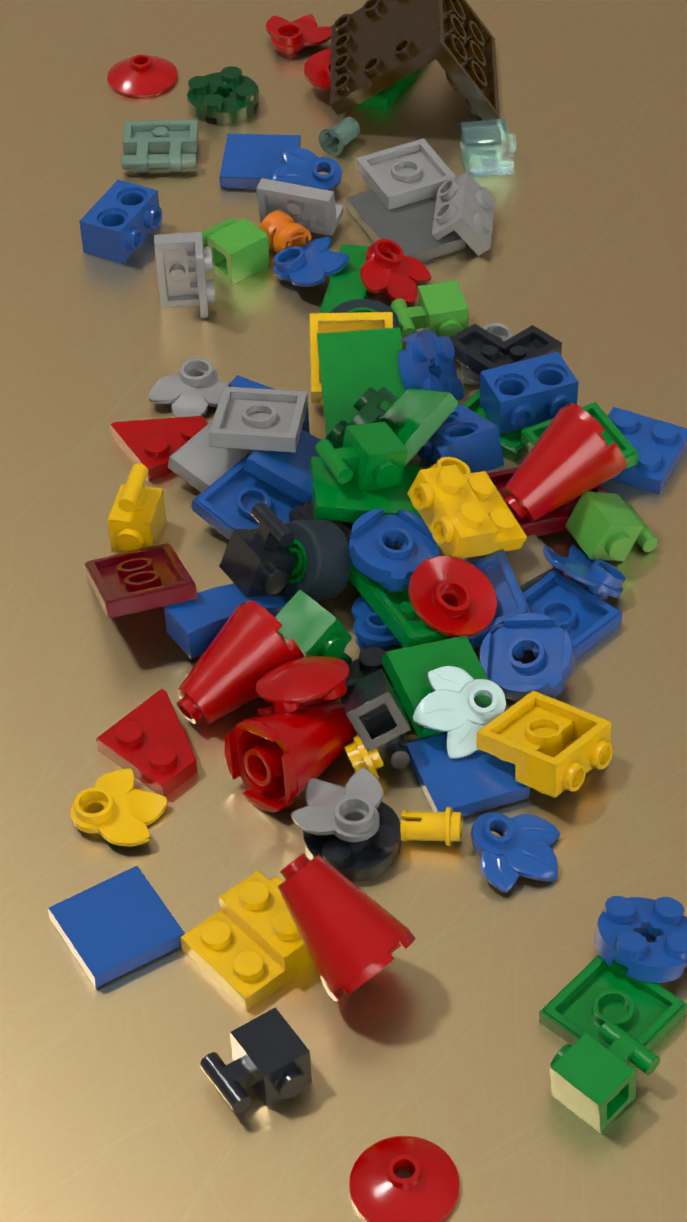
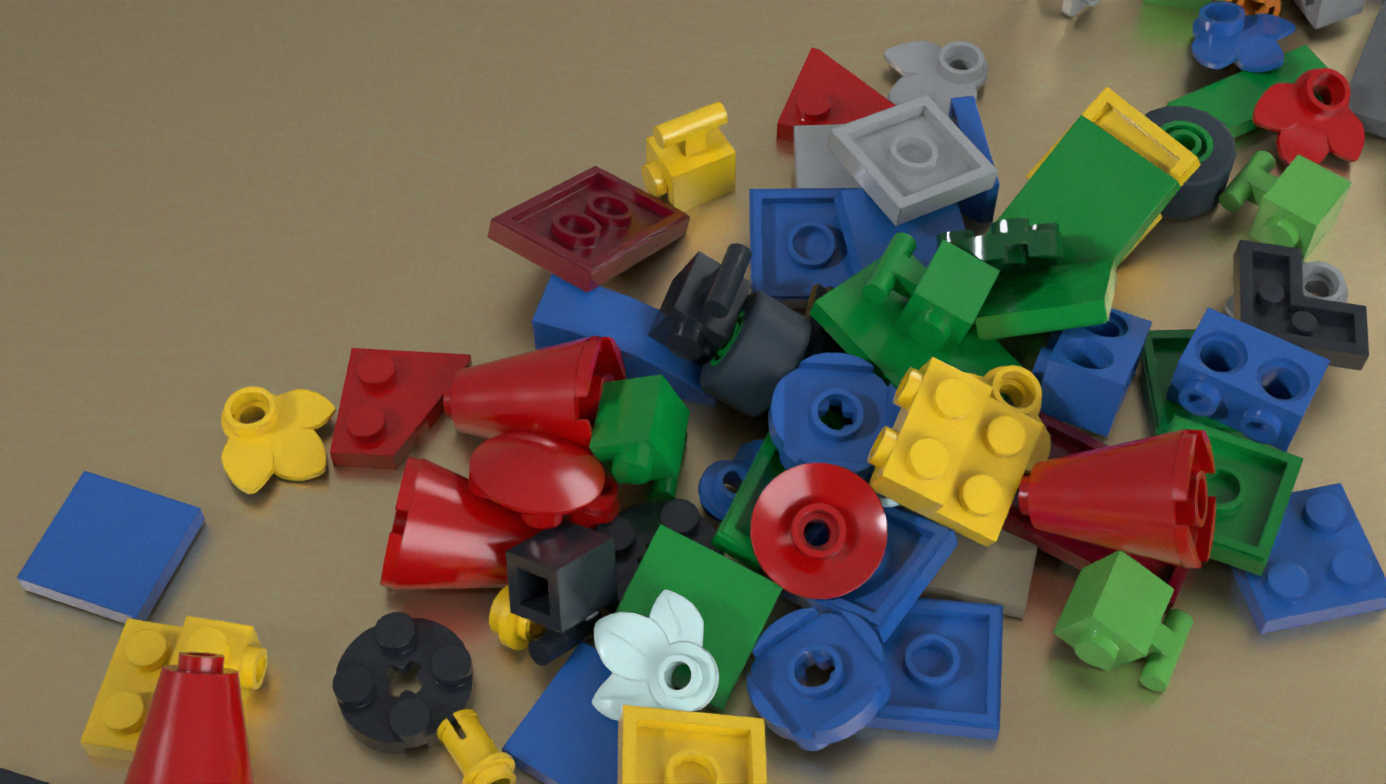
camera: 50 degrees right, 10 degrees up
(340, 810) = (407, 638): light grey plate -> none
(429, 364) = (1198, 276): blue plate -> none
(597, 575) = (1021, 642): blue plate -> none

